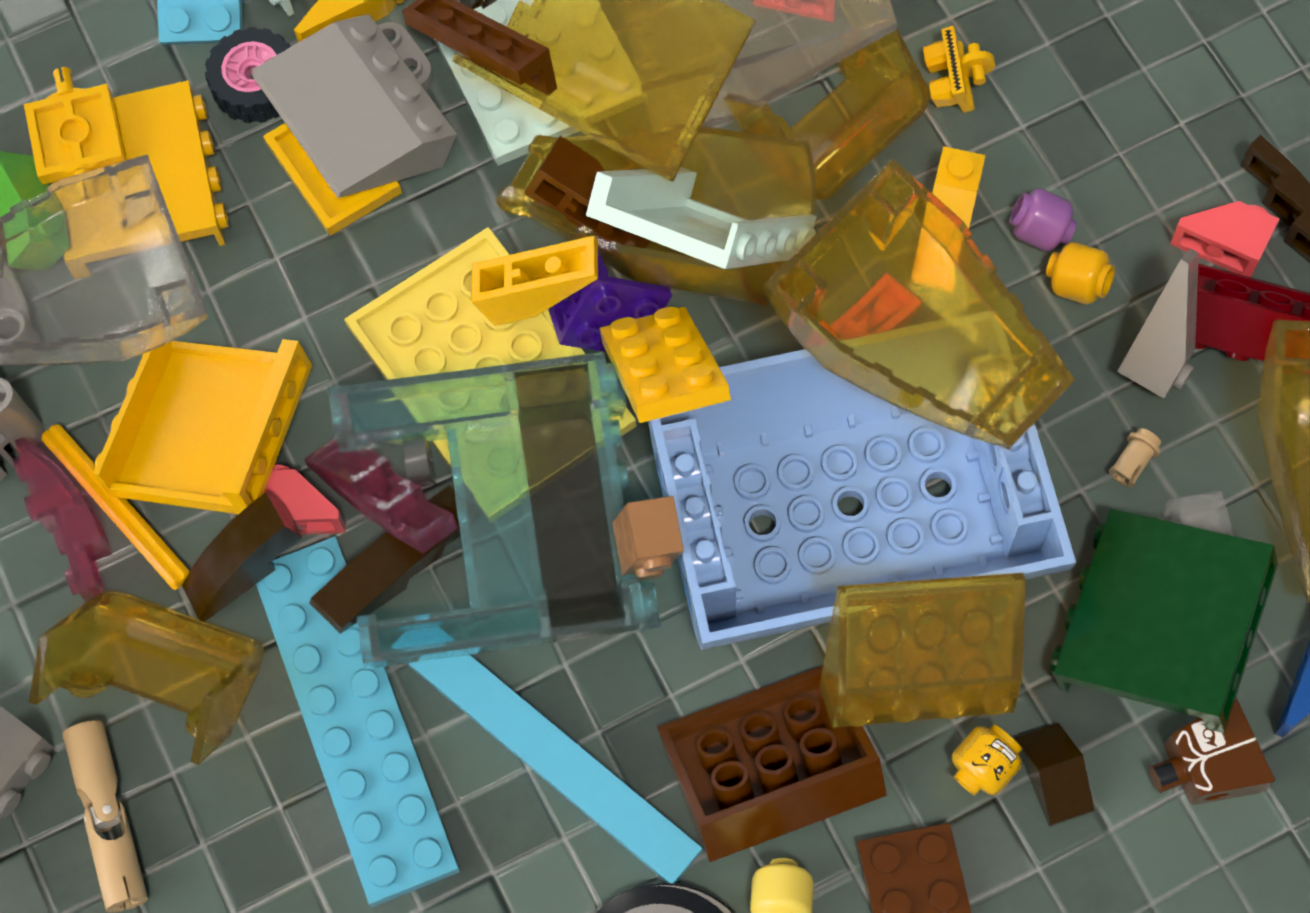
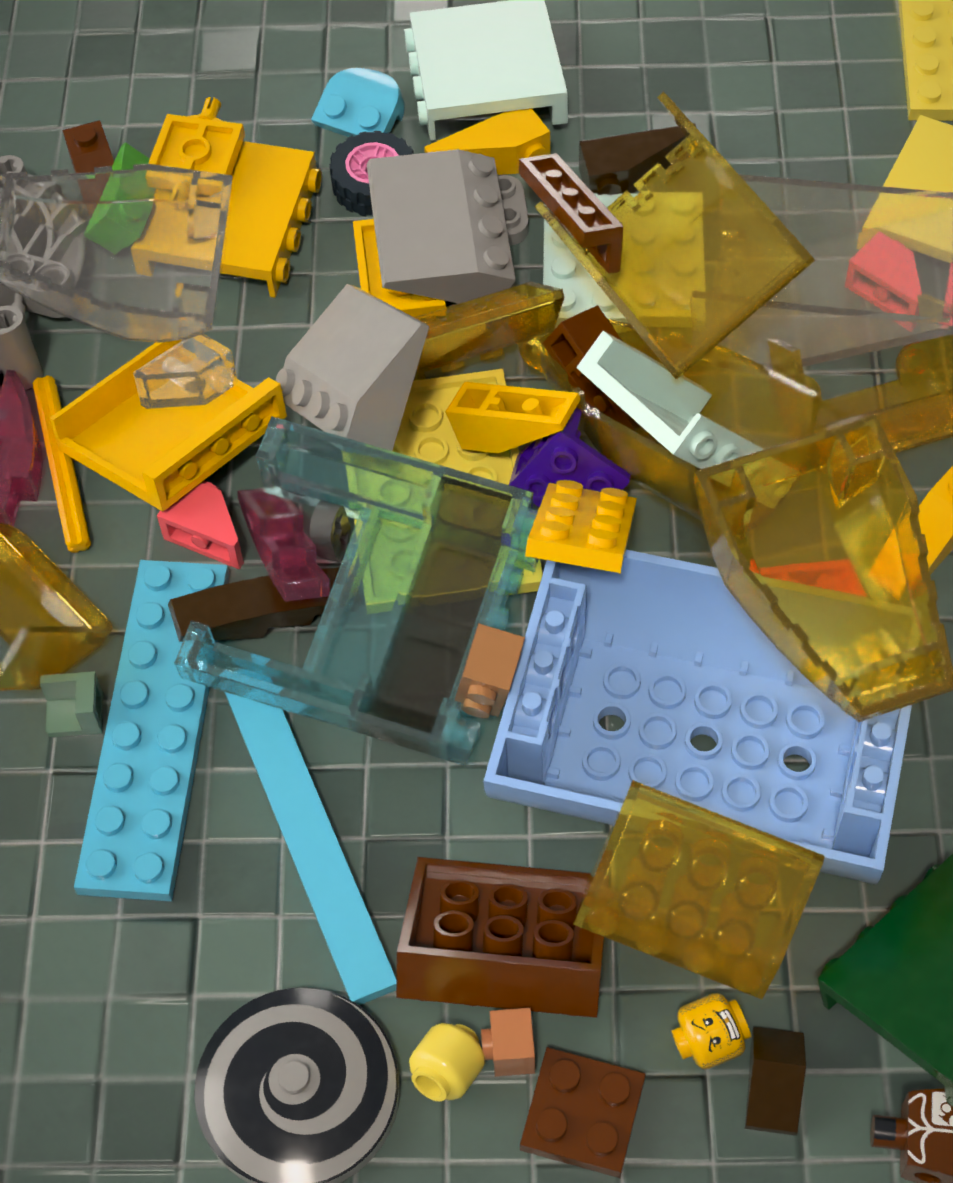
camera: 25 degrees right, 10 degrees down
(199, 368) = (186, 374): none -> clear slope
(240, 556) = (135, 540): dark brown slope -> none
(268, 737) = (73, 704): none -> sand green panel
(367, 298) = (355, 368): none -> light grey slope
(438, 202) = (487, 325): none -> clear yellow slope
(826, 852) = (510, 1042): none -> nougat plate

